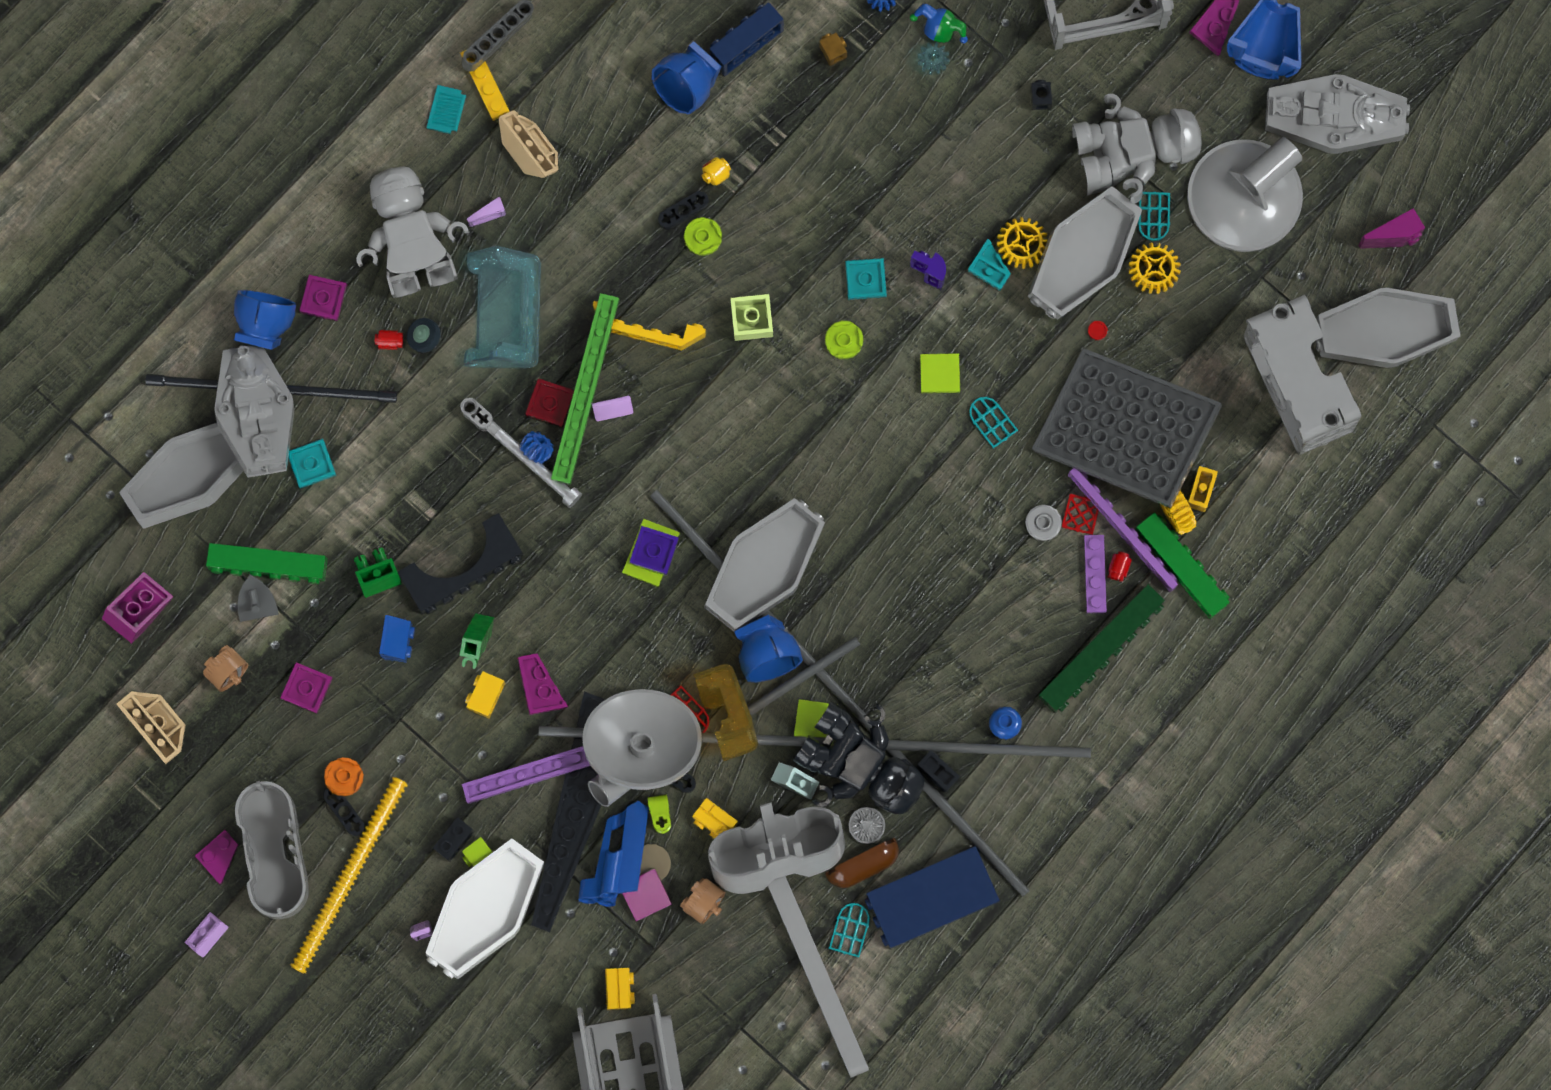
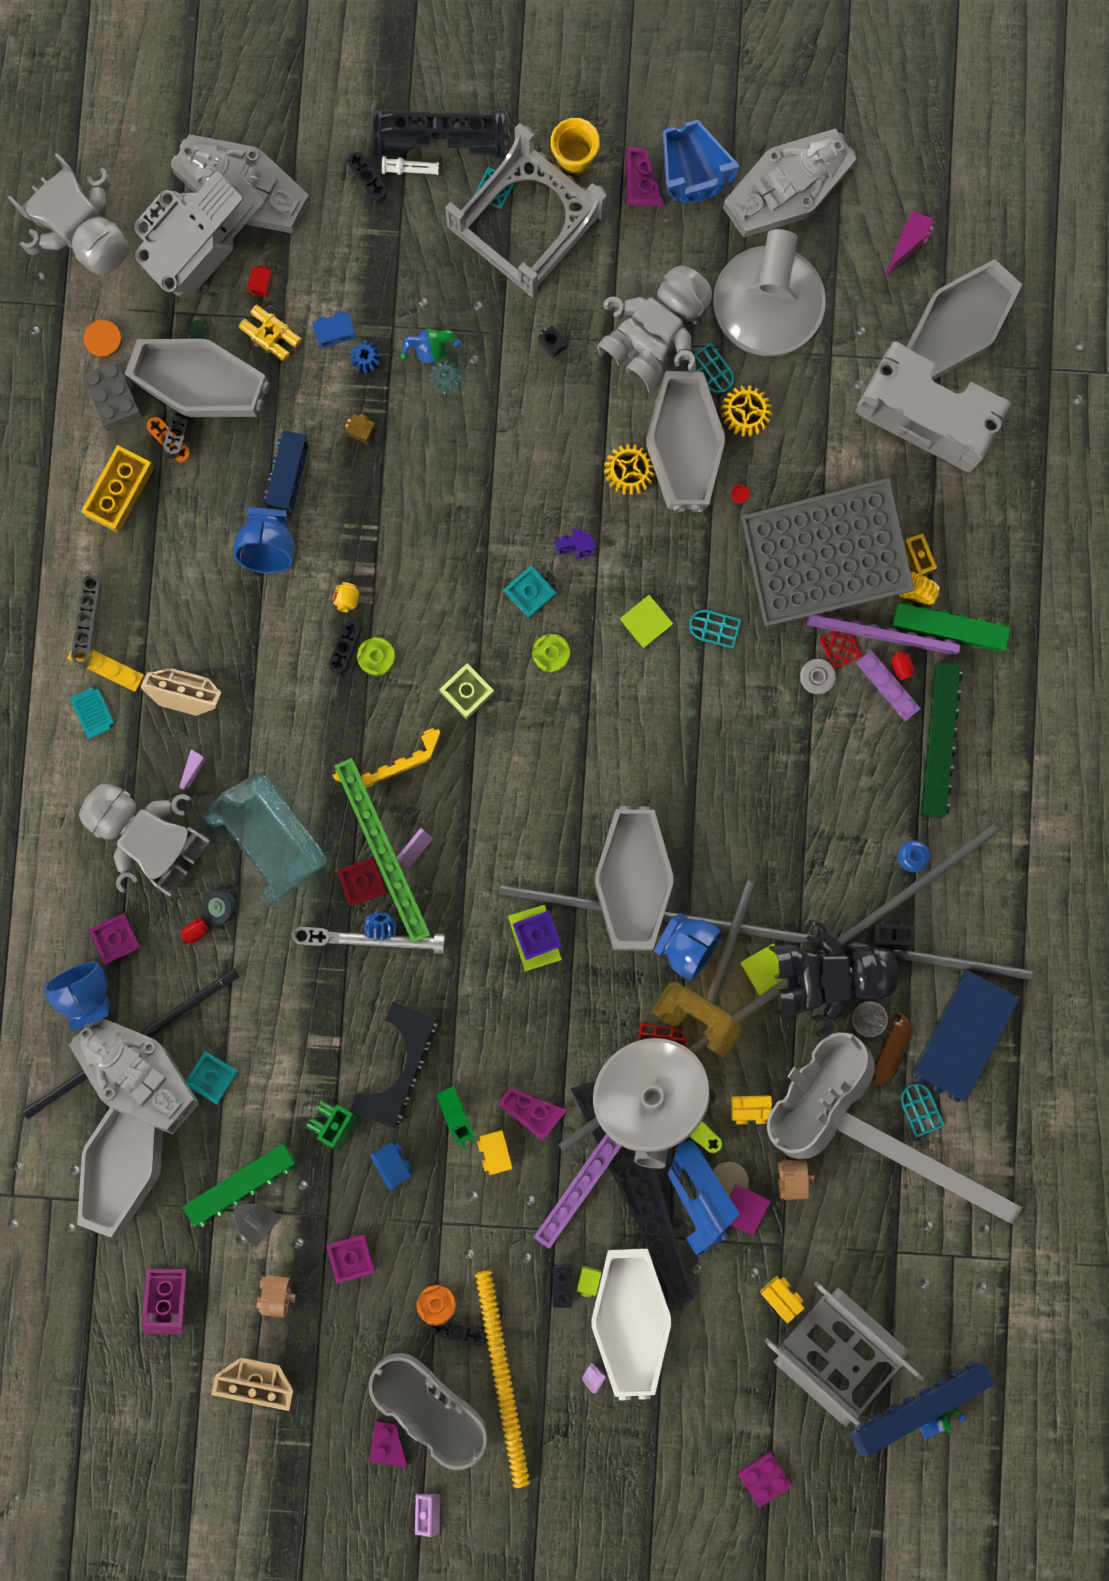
camera: 45 degrees left, 5 degrees up
(795, 780) = (788, 1028): light aqua slope -> none
(989, 267) = (619, 508): teal wing -> none

